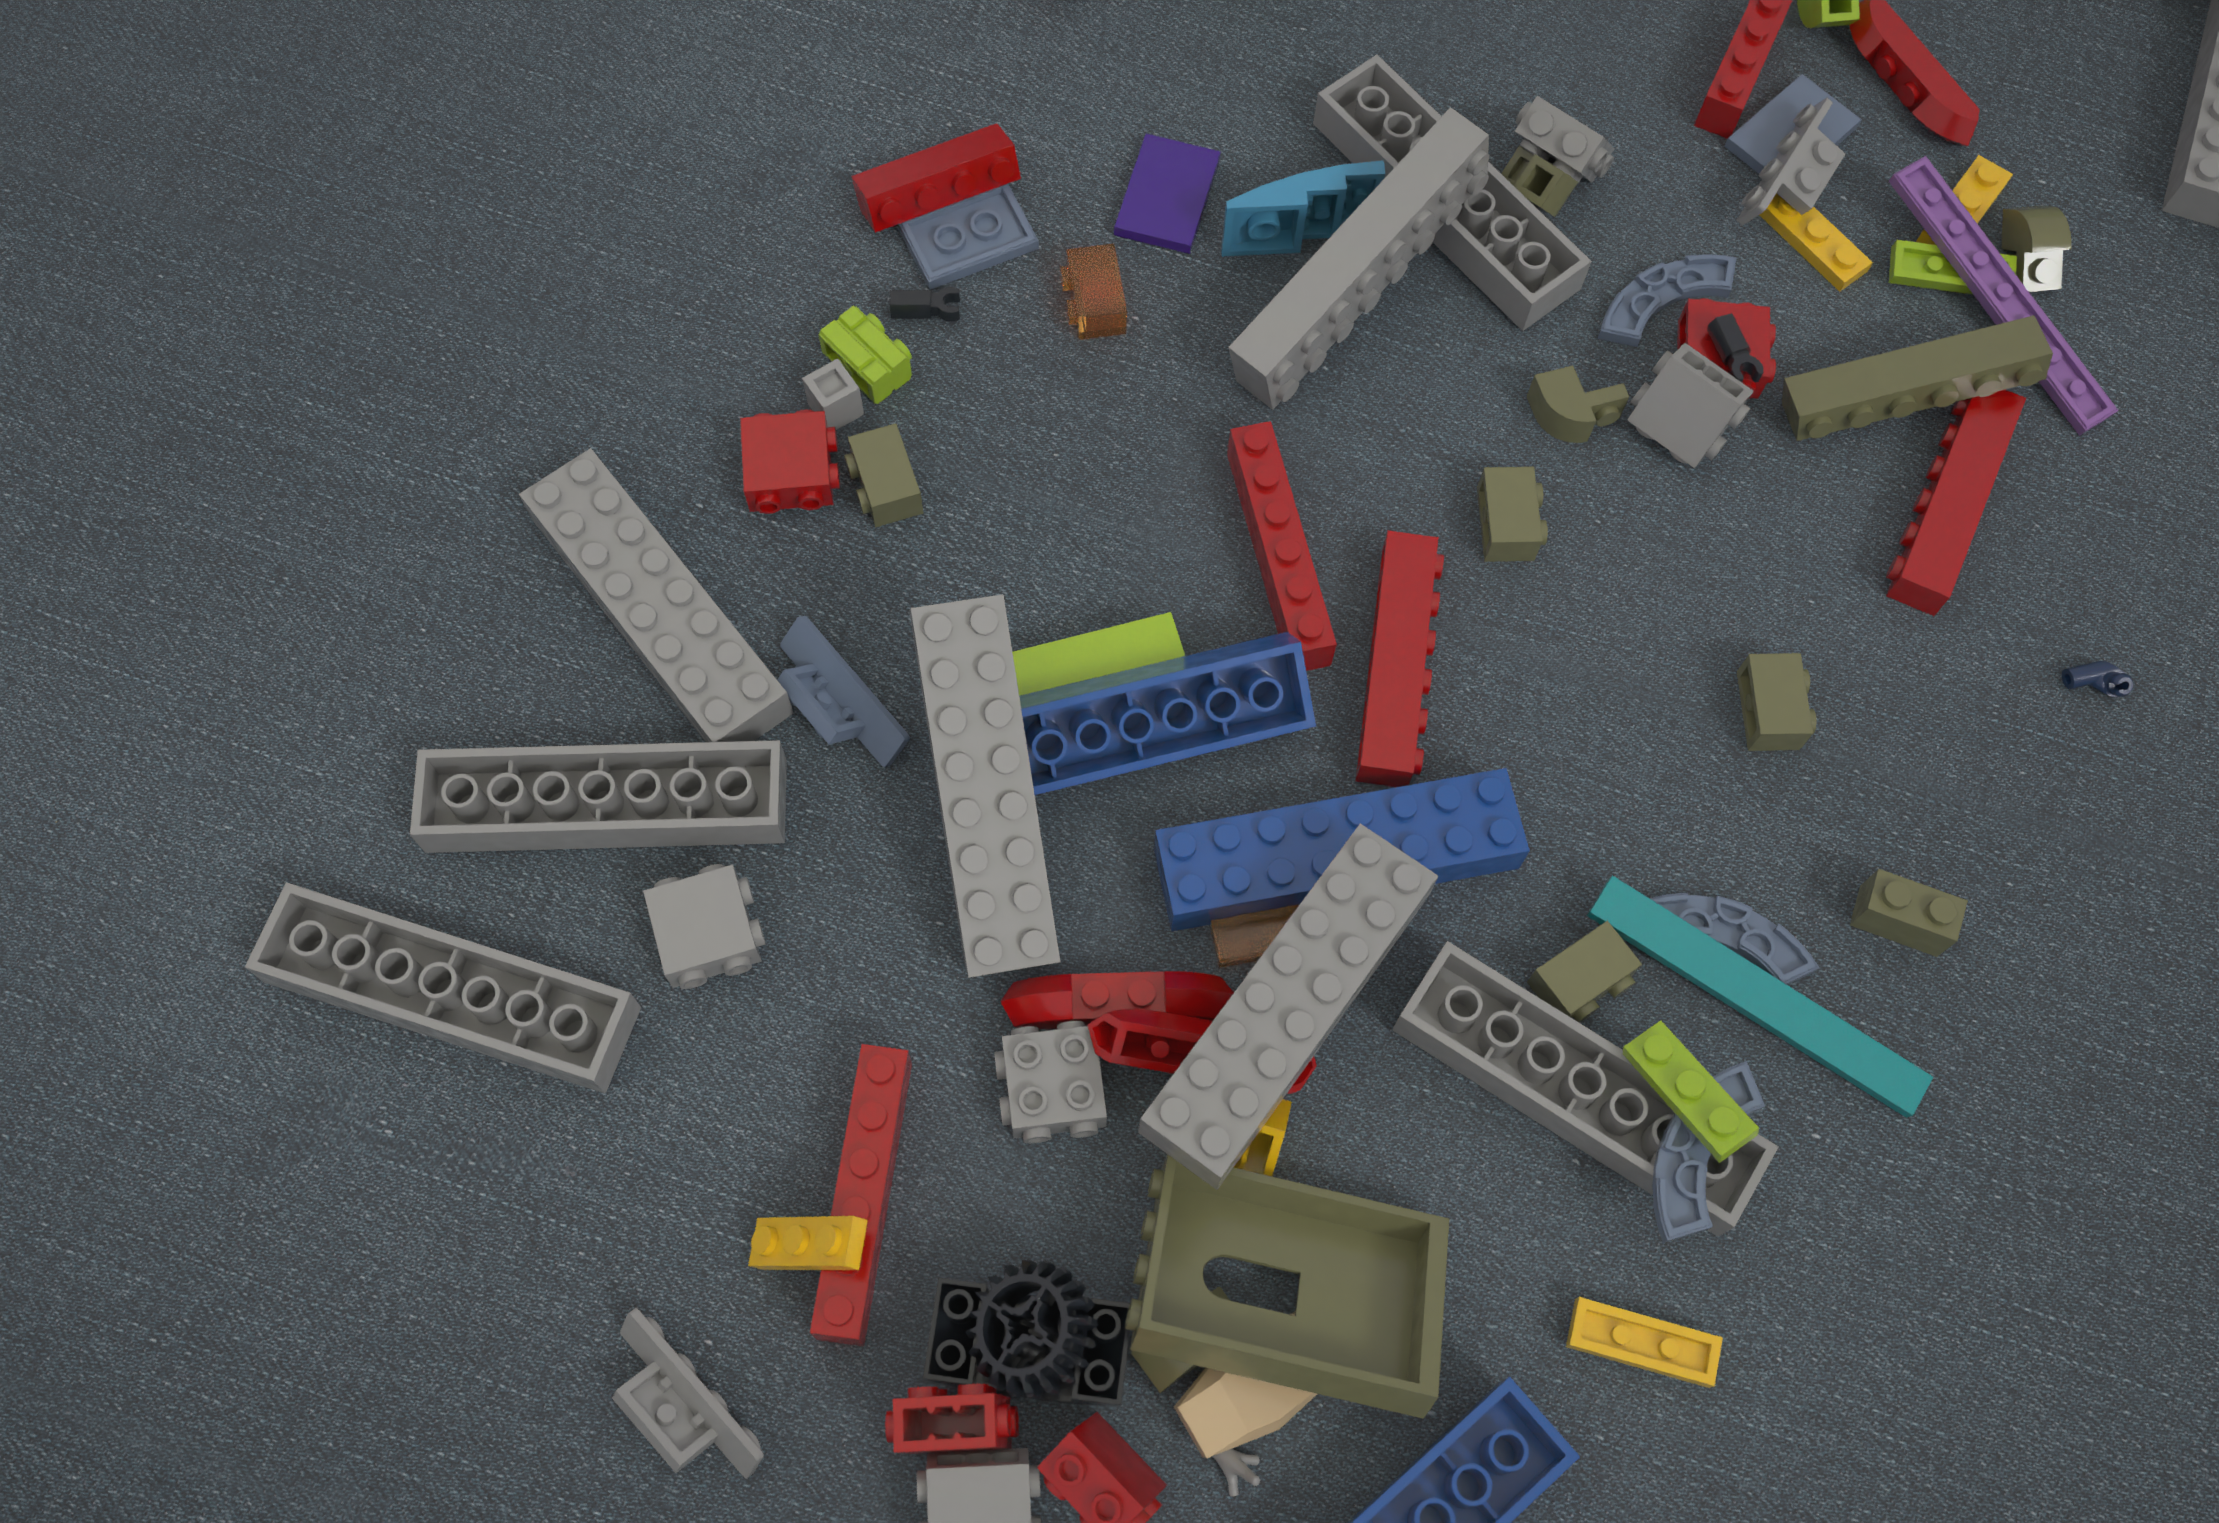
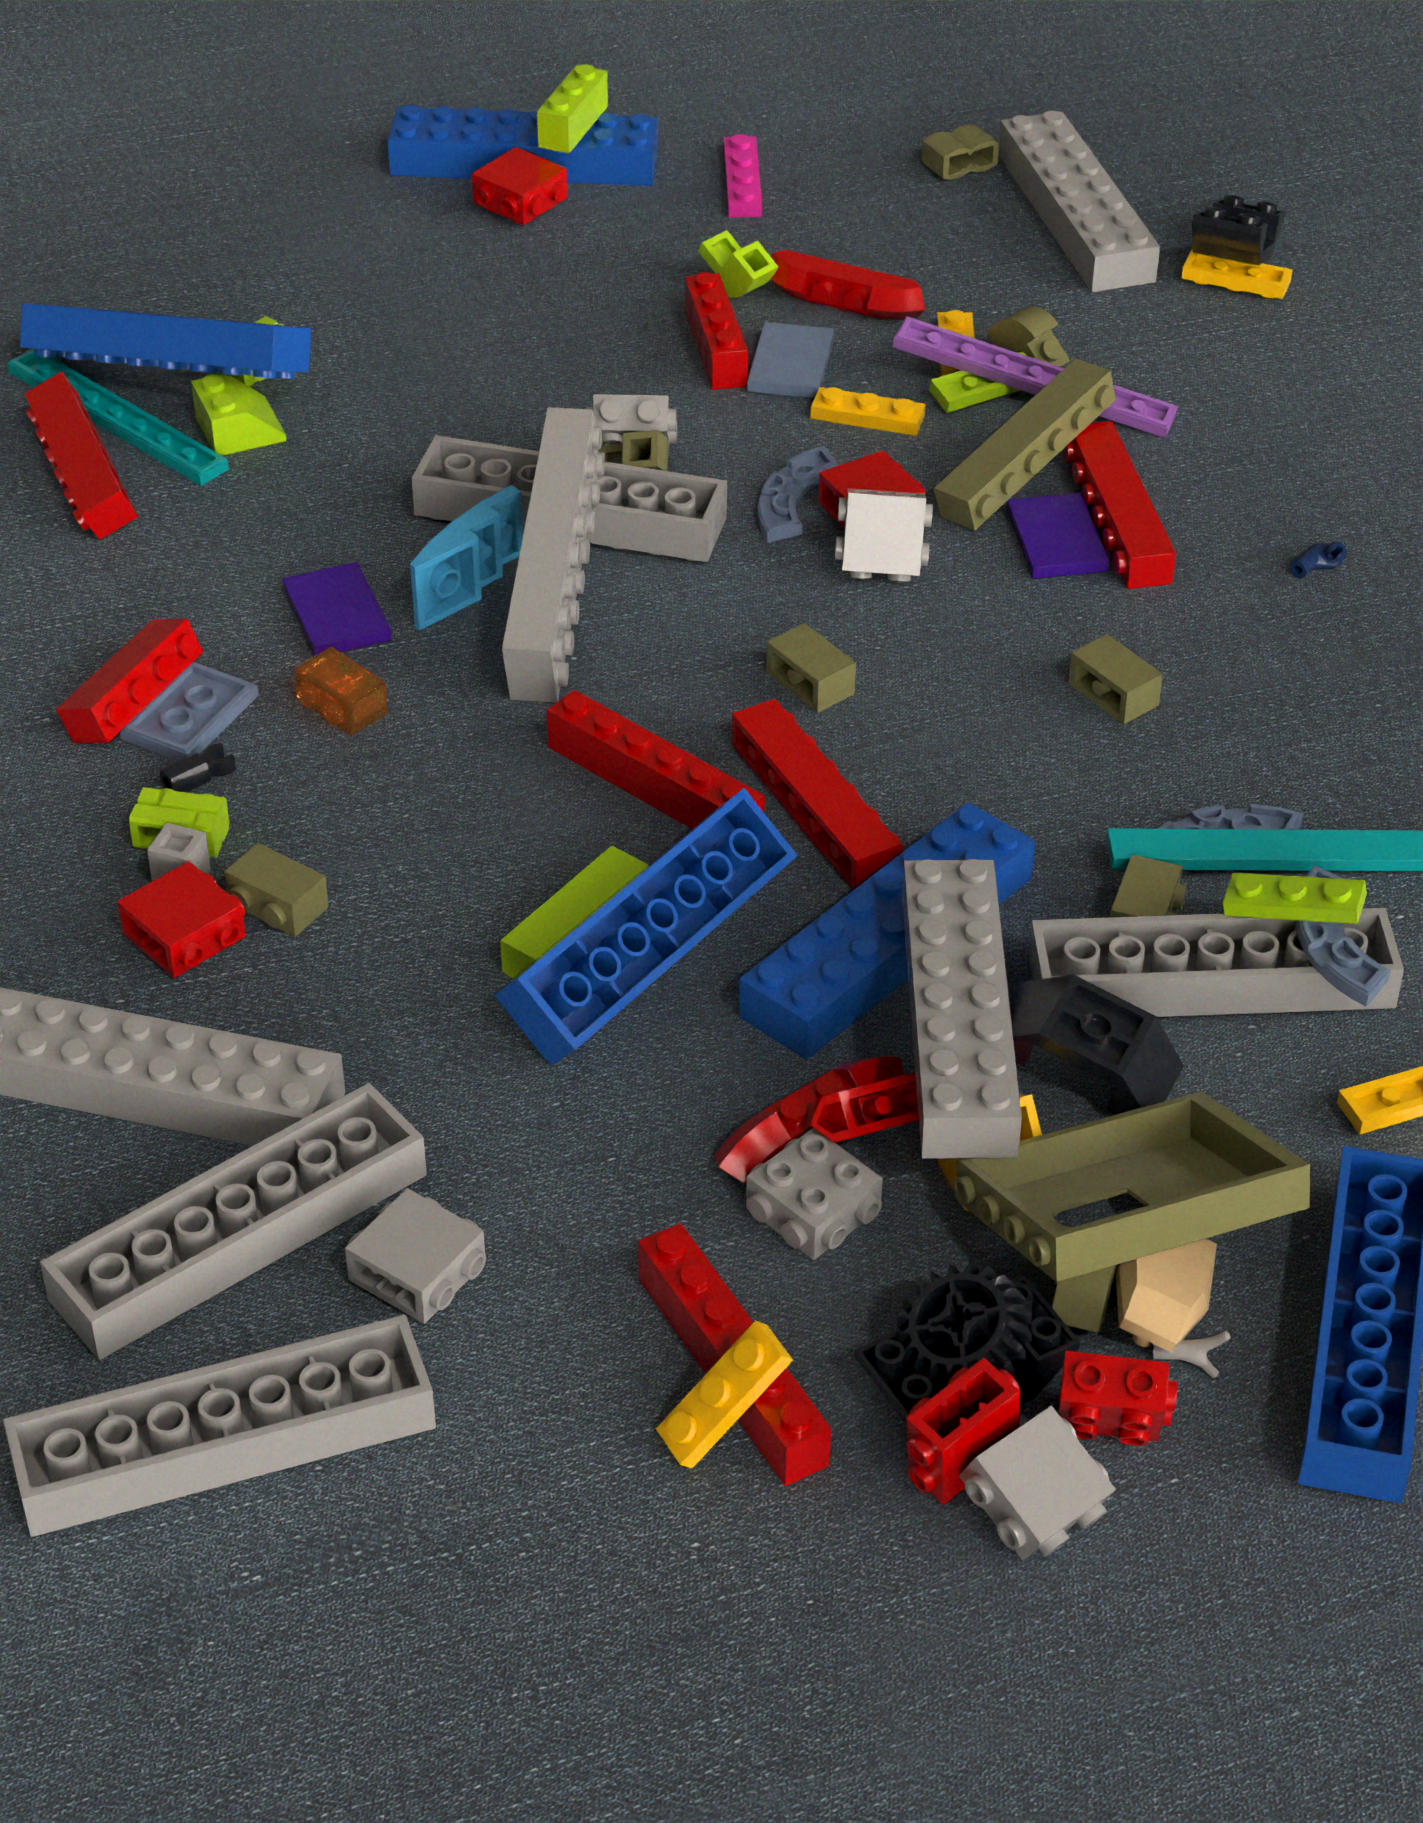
camera: 35 degrees left, 25 degrees down
(676, 1407) = (717, 1581): light grey bracket -> none
(835, 696) = (383, 1047): sand blue bracket -> none
(984, 785) = (583, 1001): light grey brick -> none
(1247, 936) = (875, 1022): clear orange tile -> none
(1394, 1102) = (1096, 1035): none -> black slope
(1567, 410) = (790, 586): olive brick -> none
(1734, 348) = (877, 476): black bar -> none
(1800, 169) = (817, 367): light grey bracket -> none
(1869, 494) = (1057, 535): none -> dark purple tile
(1908, 912) = (1330, 746): olive brick -> none

